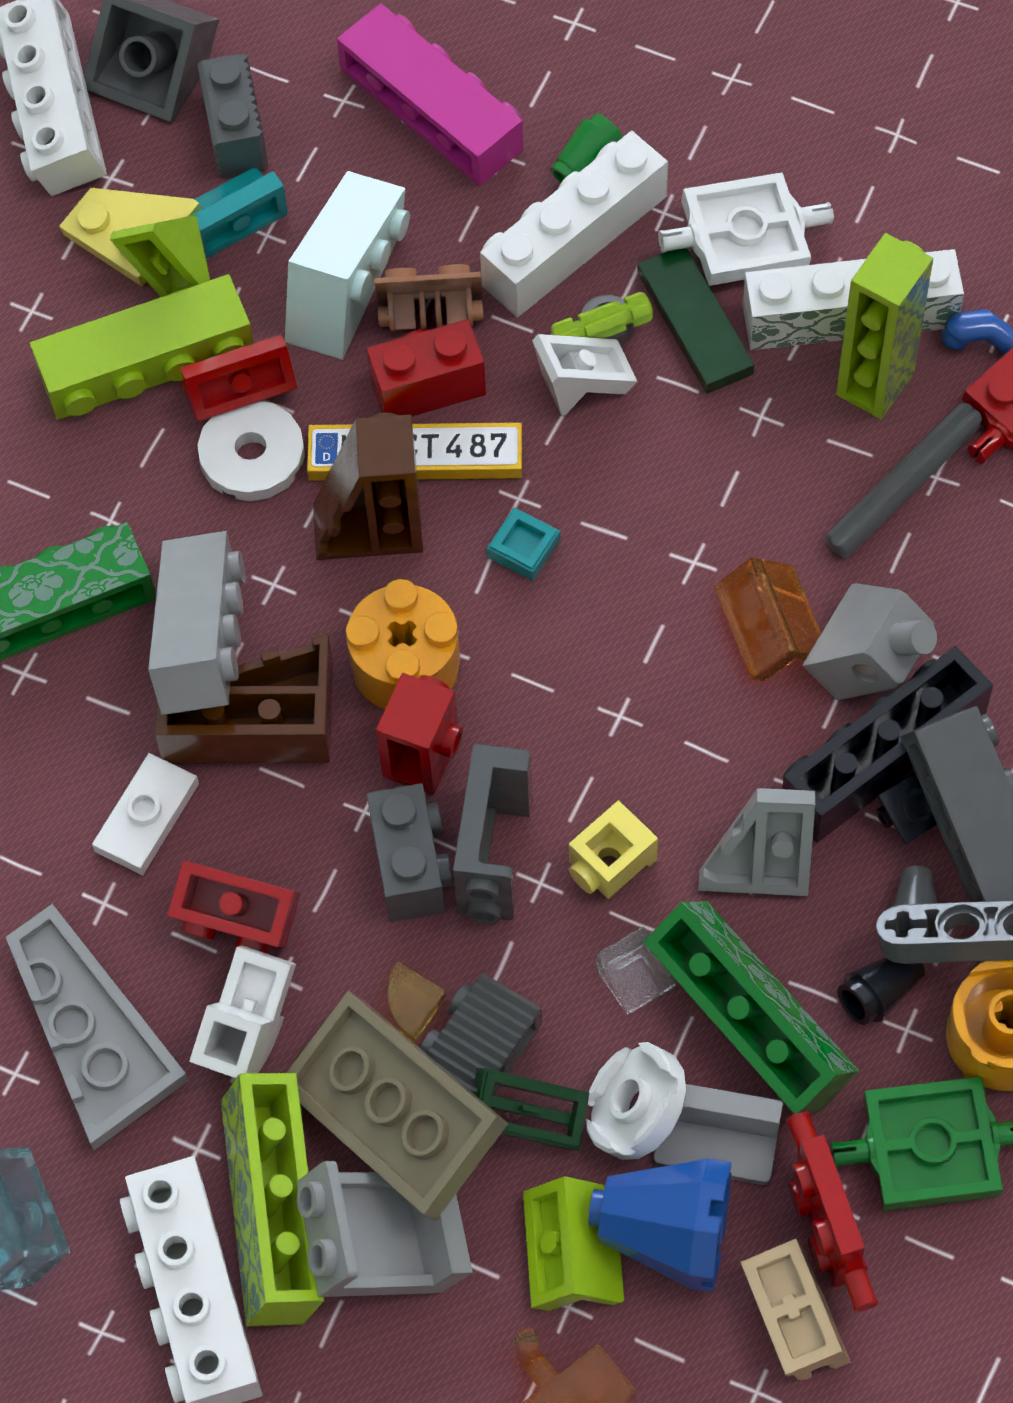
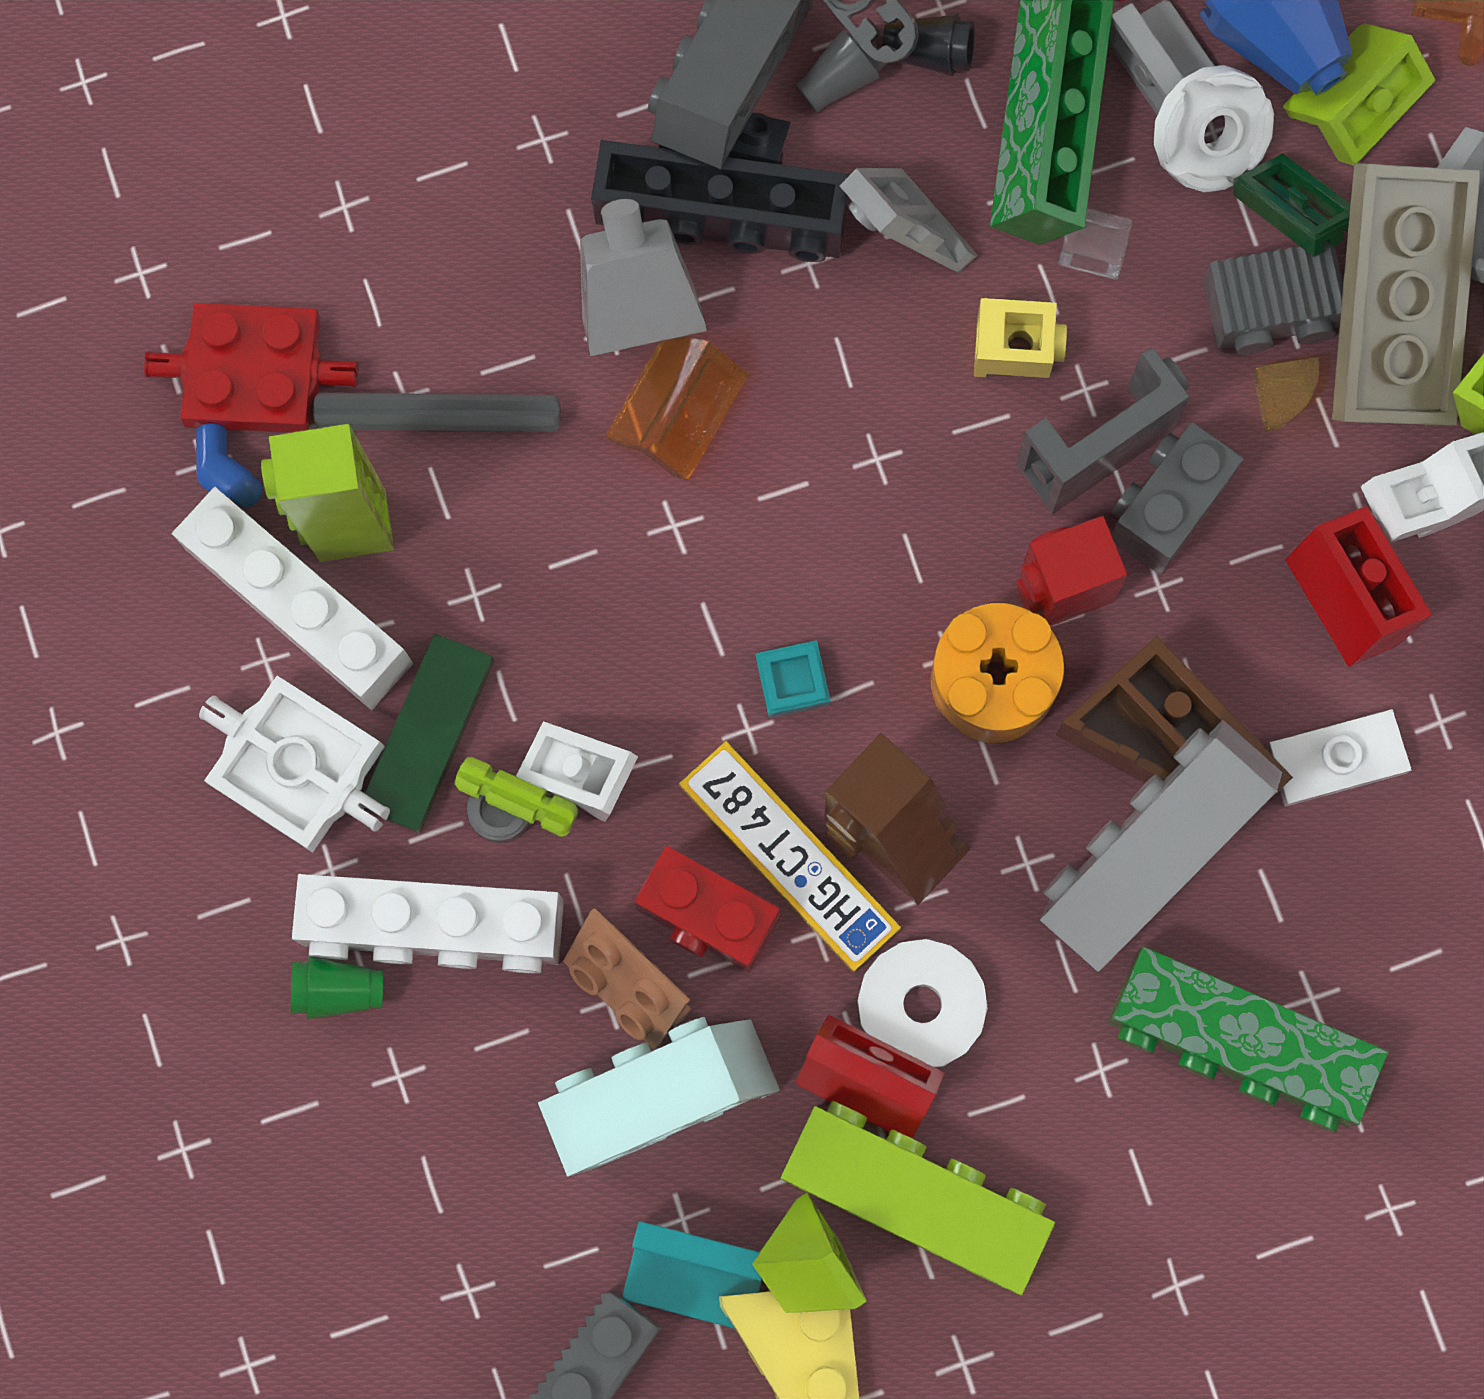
camera: 130 degrees left, 15 degrees up
(431, 93) = (397, 1197): dark pink brick -> none

